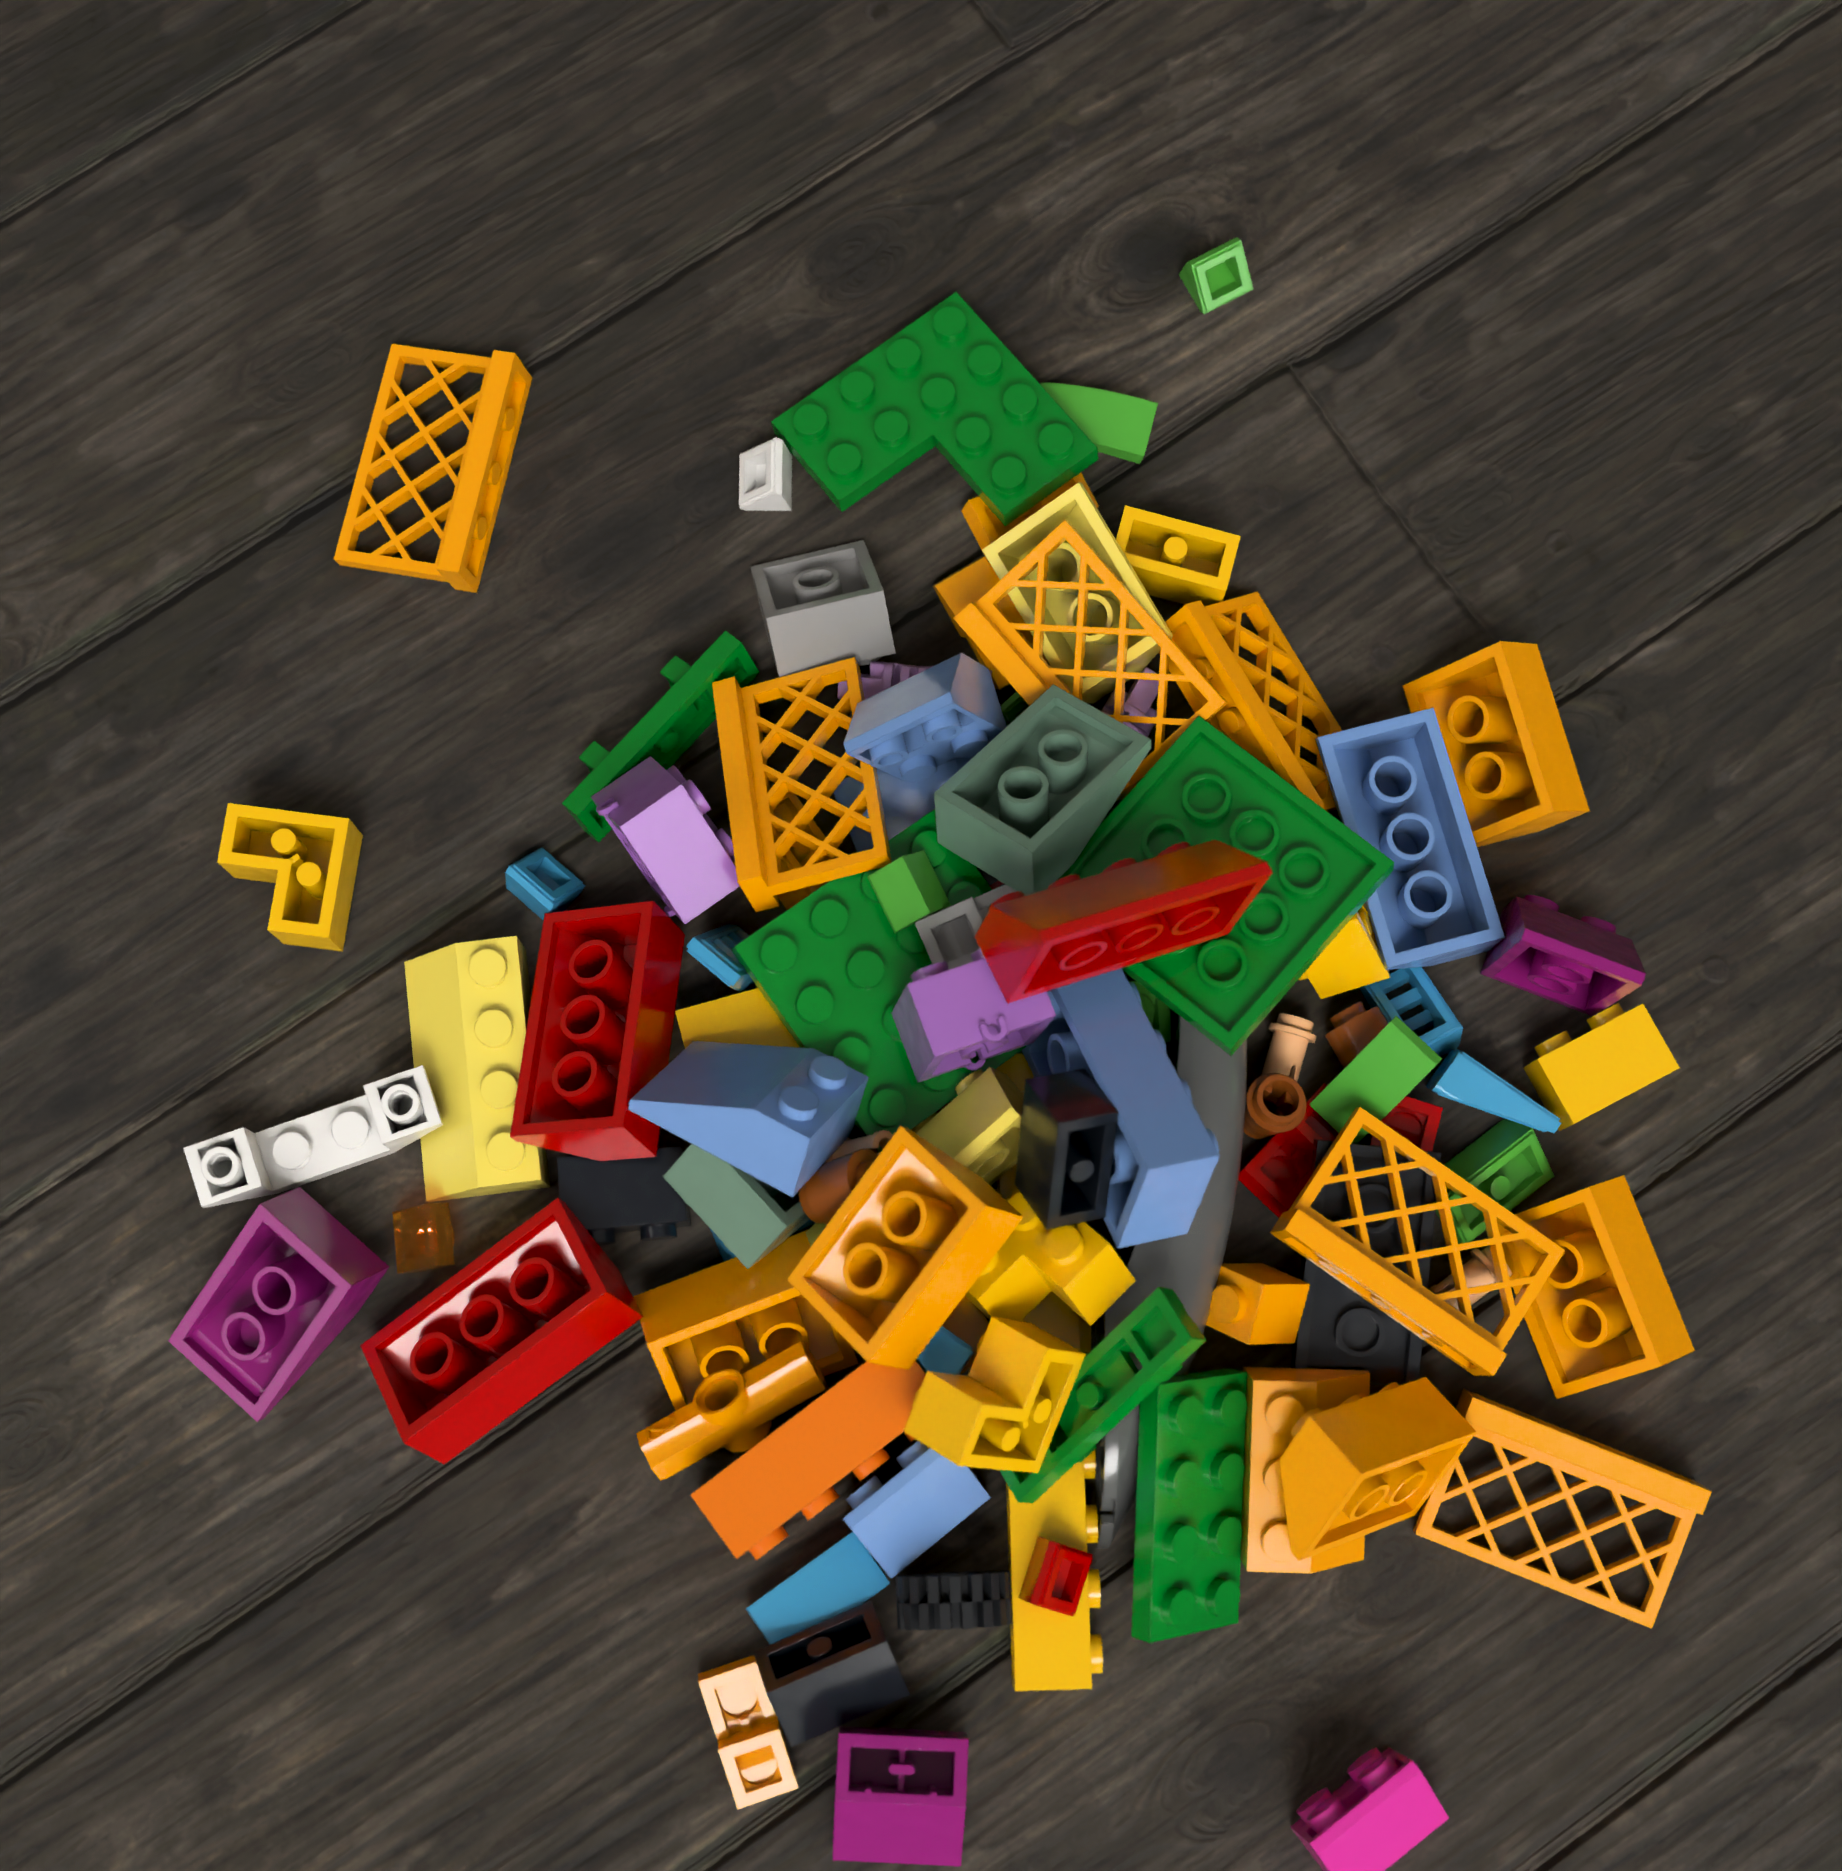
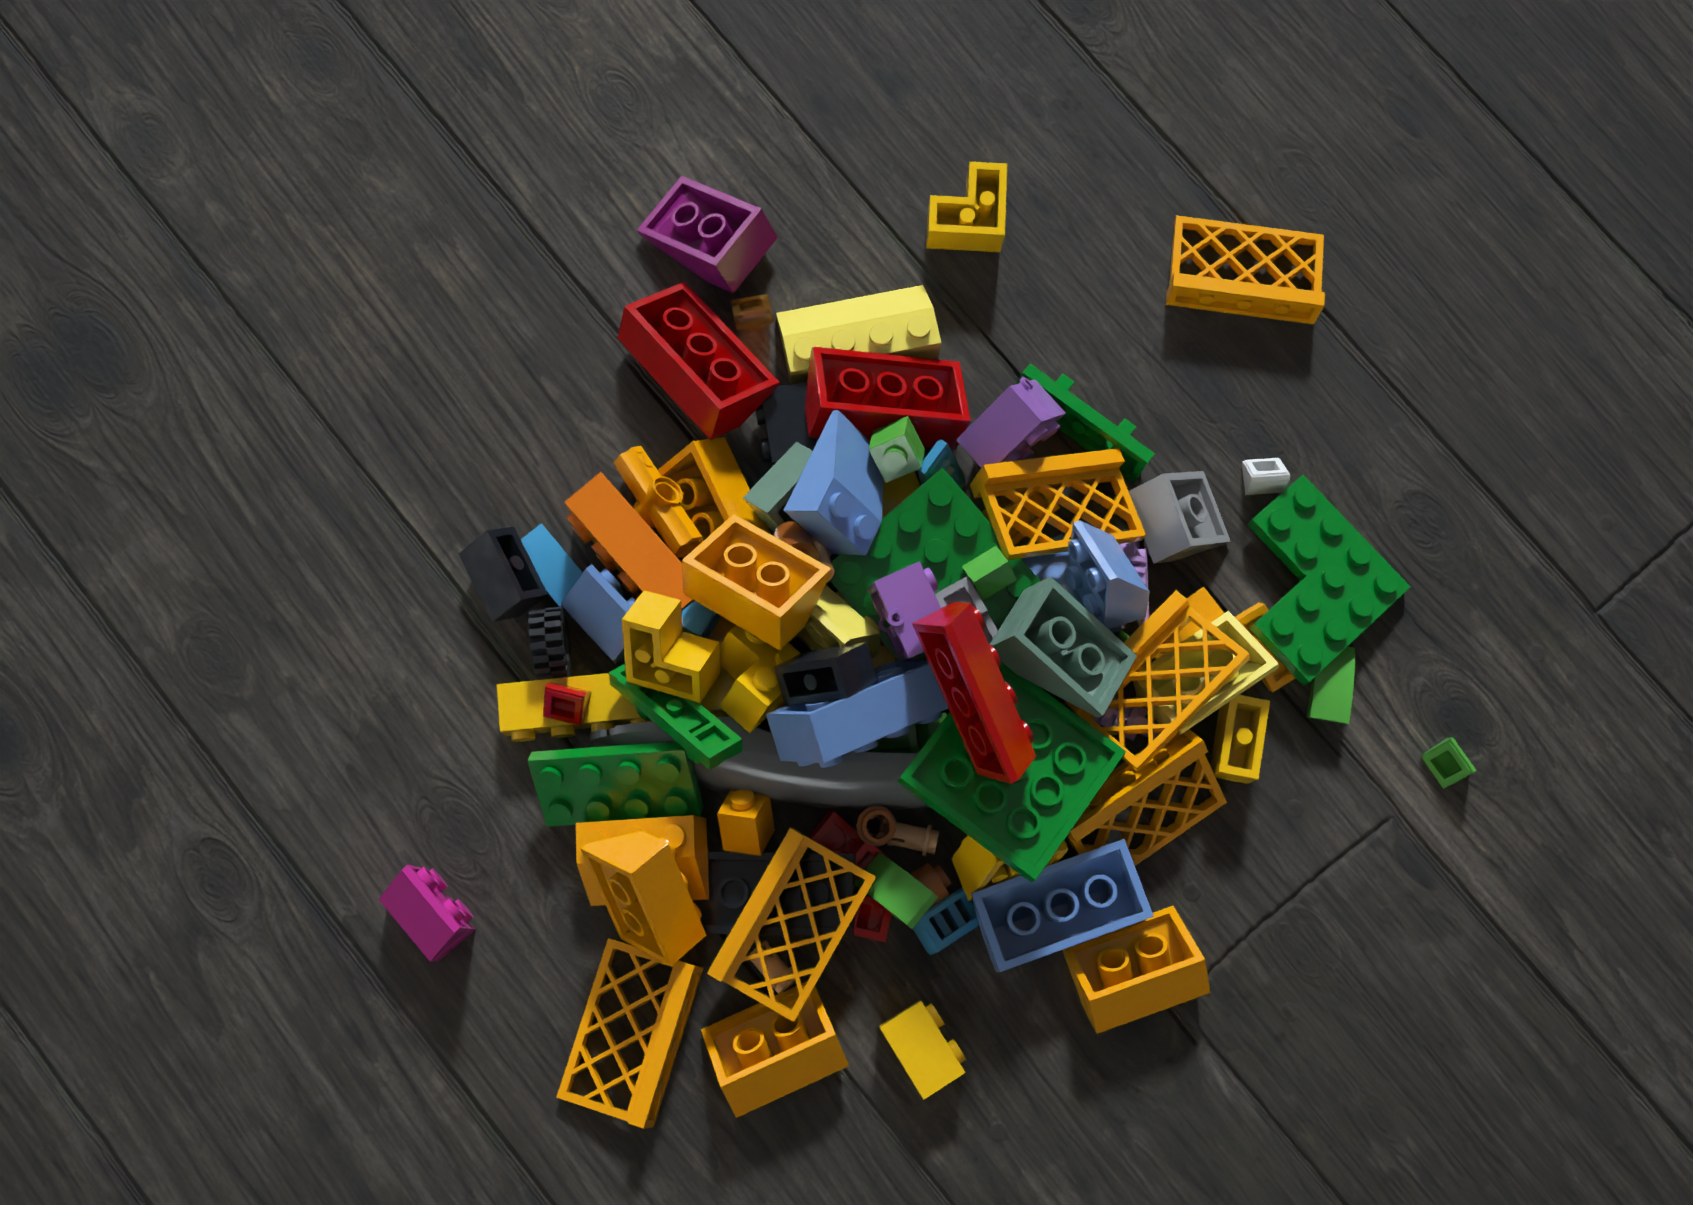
camera: 85 degrees right, 0 degrees up
(316, 1145) = (790, 213): white slope -> none
(542, 883) = (981, 362): dark azure slope -> none
(694, 1016) = (896, 449): none -> bright green brick
(747, 1732) = (458, 530): slope -> none
(900, 1796) = (434, 621): magenta slope -> none
(1475, 1085) = (899, 968): dark azure slope -> none
(1503, 1165) = (844, 980): bright green slope -> none
(1563, 957) = (996, 1015): magenta slope -> none

